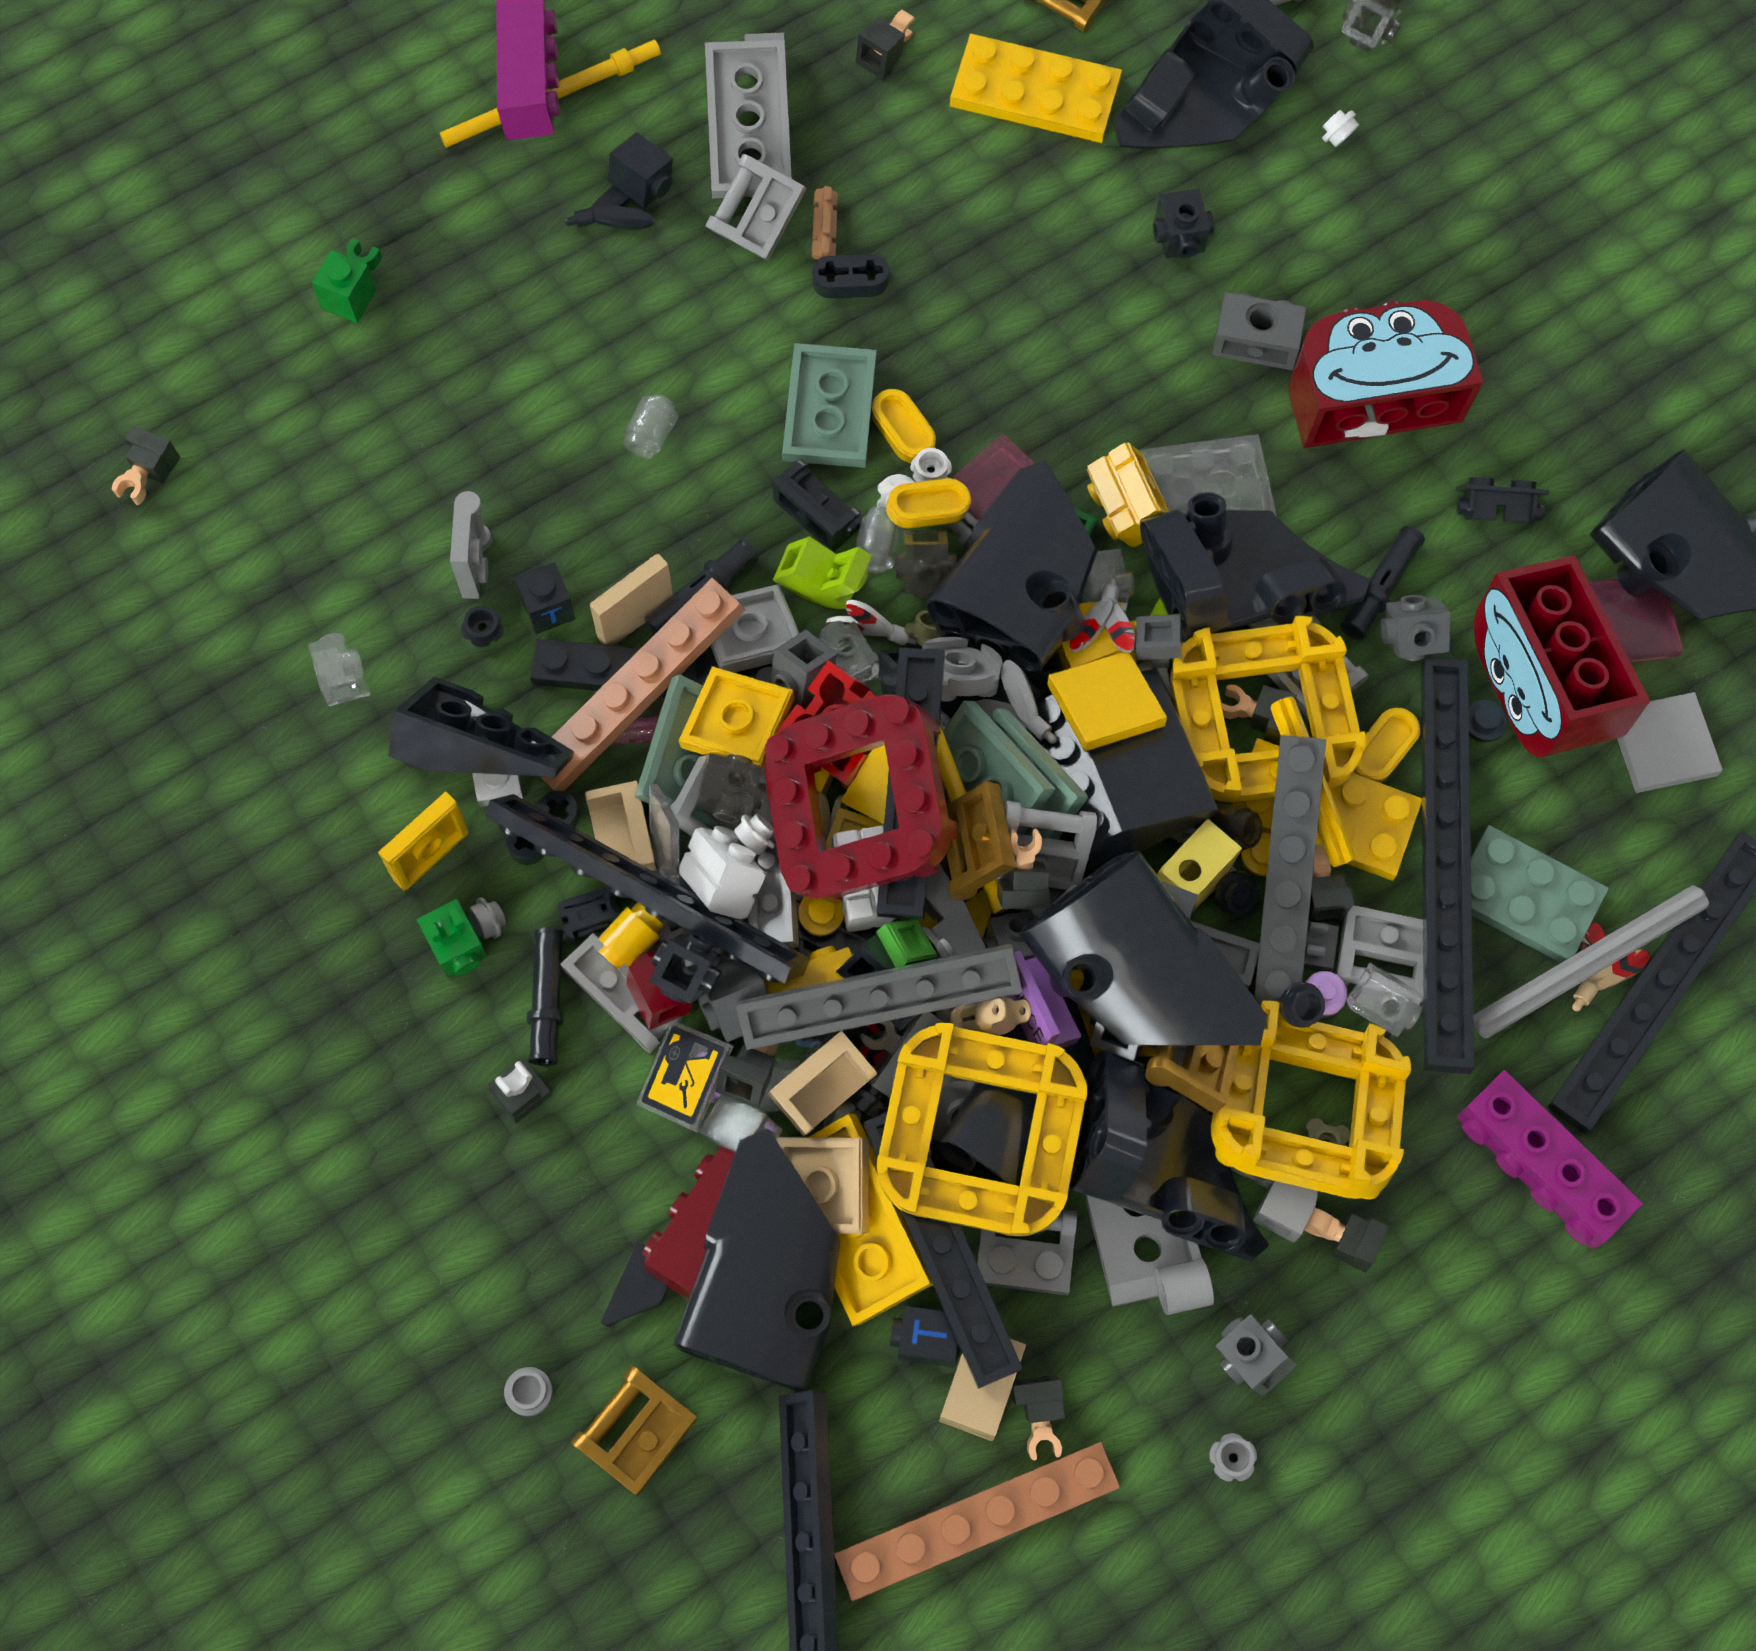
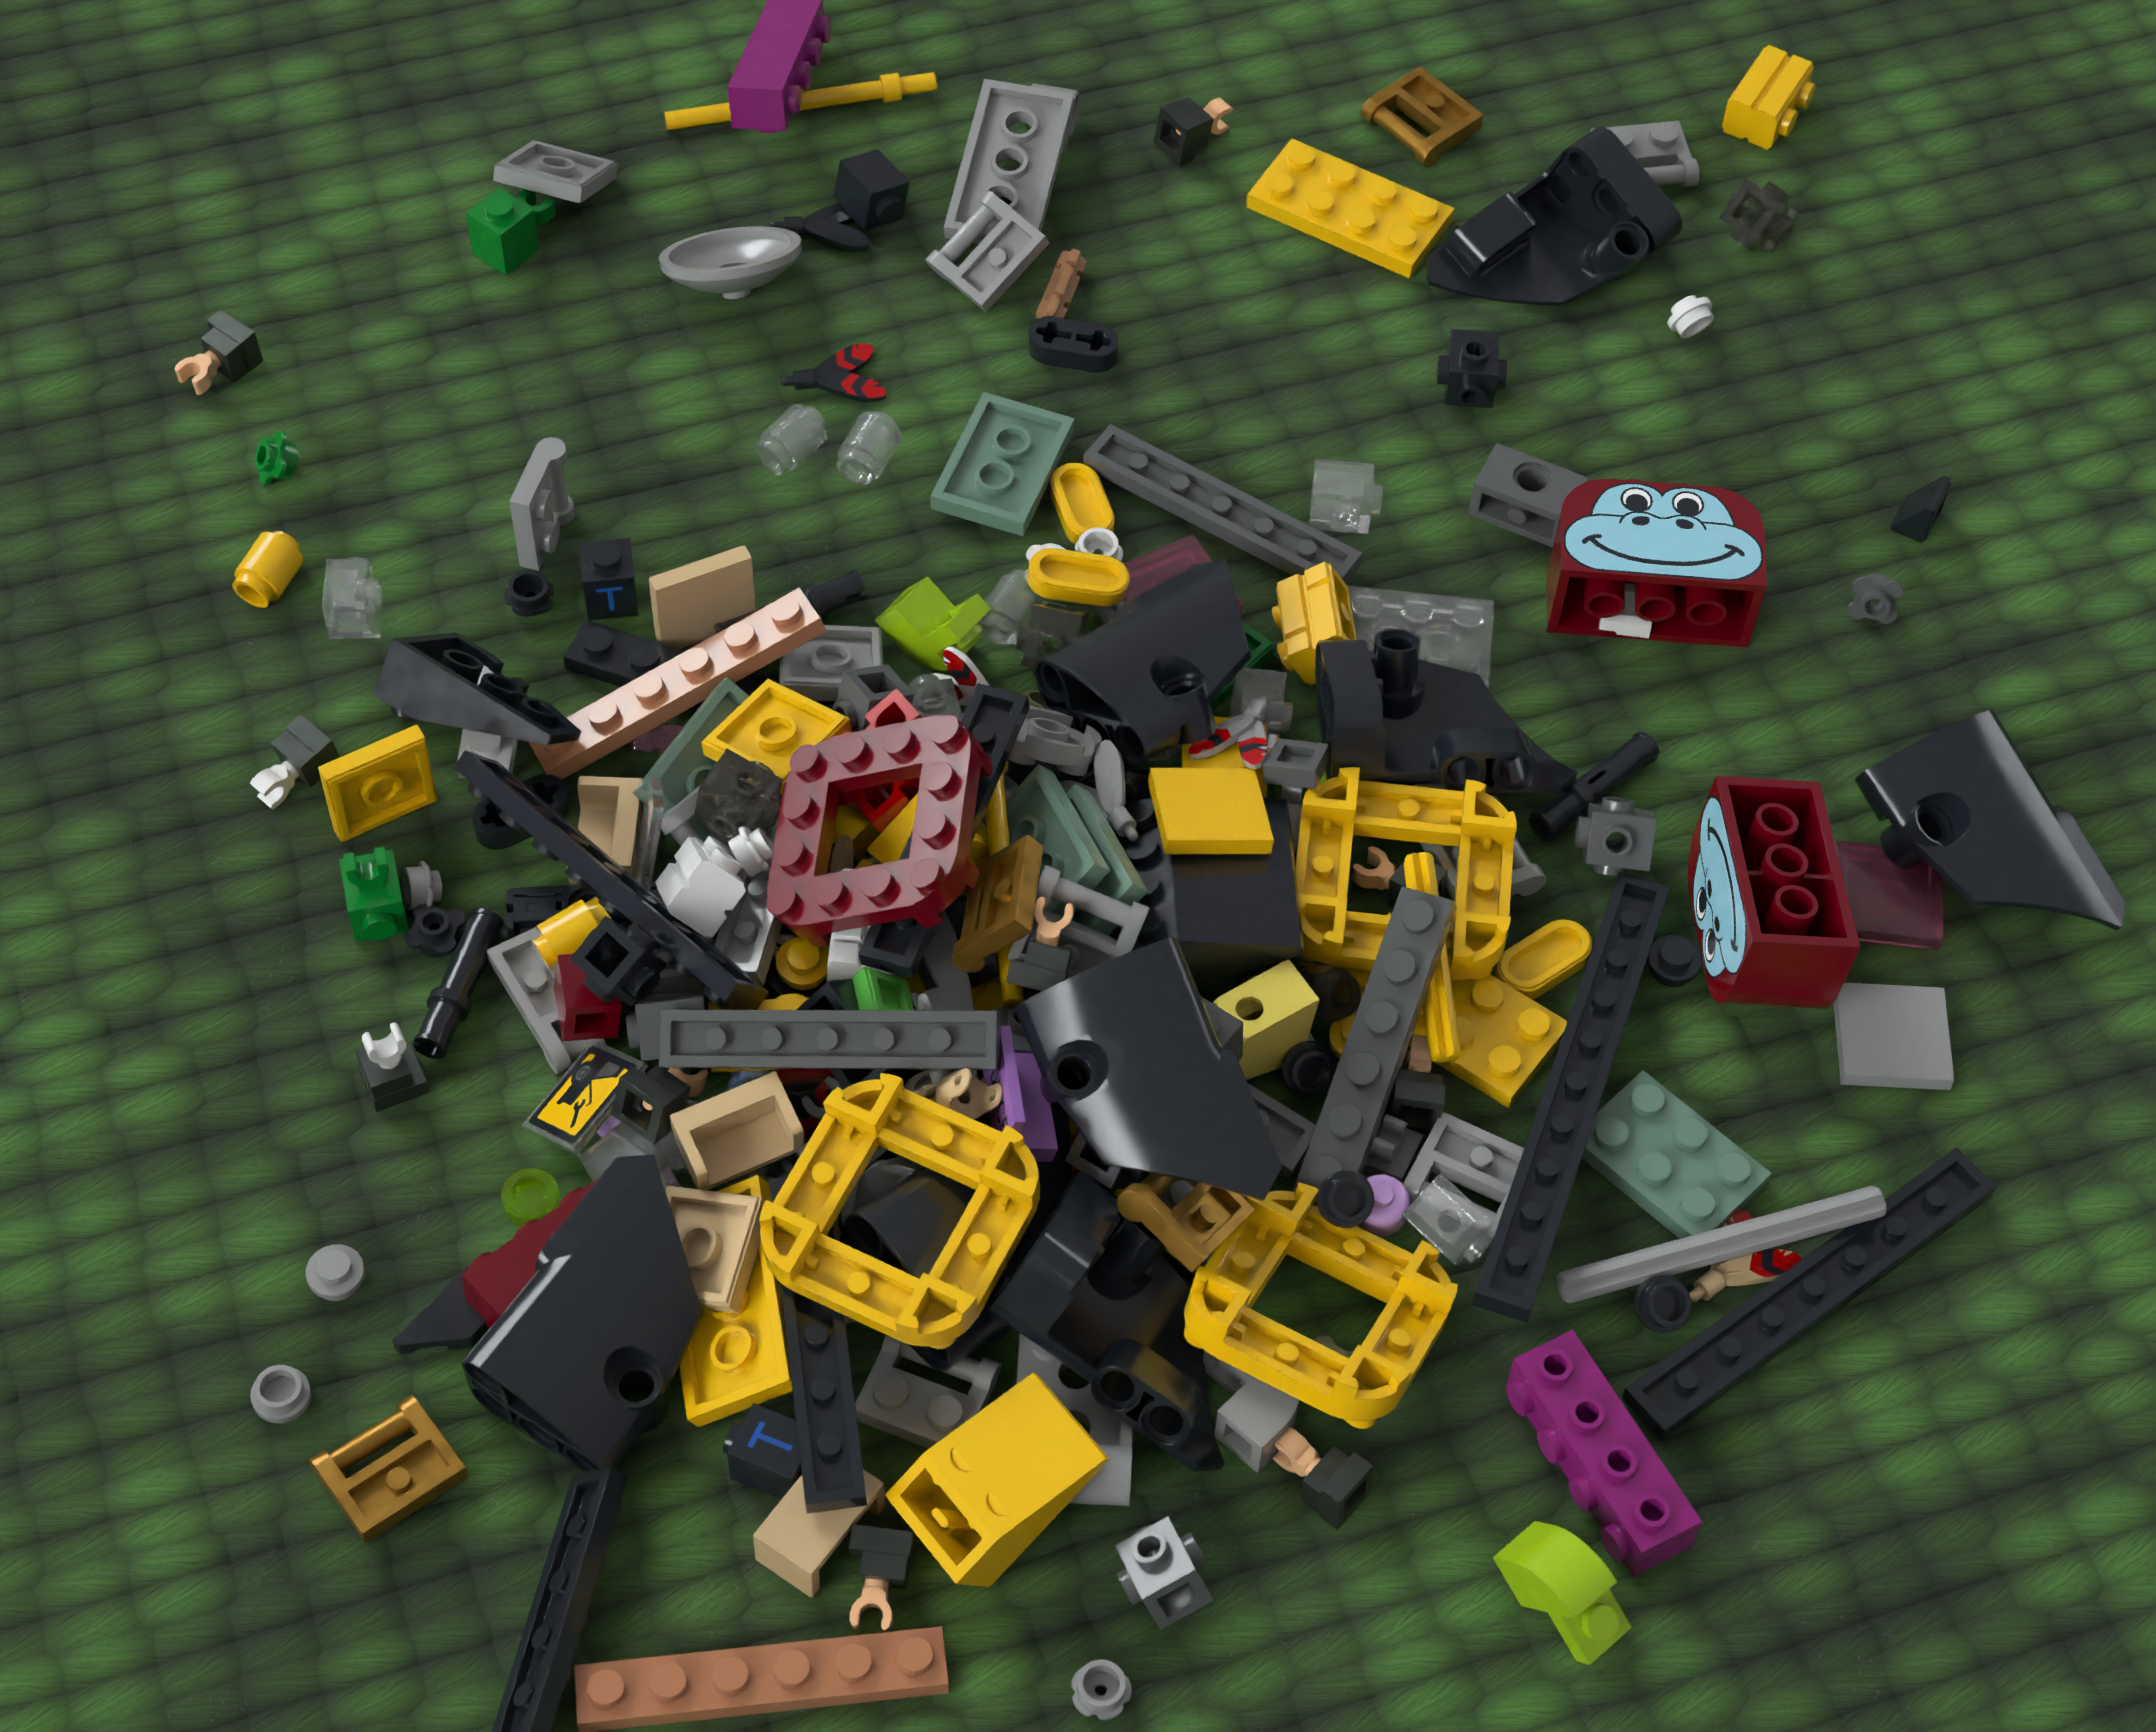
camera: 15 degrees right, 15 degrees down
(228, 552) = (276, 458): none -> green plate
(258, 658) = (267, 568): none -> yellow brick
(350, 826) = (301, 752): none -> pearl dark grey piece
(369, 217) = (555, 171): none -> light grey tile
(519, 962) = (435, 942): none -> black plate
(534, 1275) = (335, 1272): none -> light grey plate
(546, 266) = (731, 259): none -> light grey dish
(664, 355) = (837, 375): none -> piece
(665, 1166) = (529, 1195): none -> clear neon green tile
(716, 418) = (868, 447): none -> clear brick
(815, 506) = (948, 555): black hinge -> none
(1016, 403) = (1216, 506): none -> dark grey plate
(1113, 368) = (1344, 496): none -> clear brick
(1114, 1321) = (997, 1482): none -> yellow slope
(1519, 500) = (1785, 732): black hinge -> none
(1553, 356) = (1875, 587): none -> dark grey plate
(1553, 1278) = (1570, 1582): none -> lime brick
(1558, 1021) = (1662, 1304): none -> black plate
(1567, 264) = (1921, 510): none -> black slope

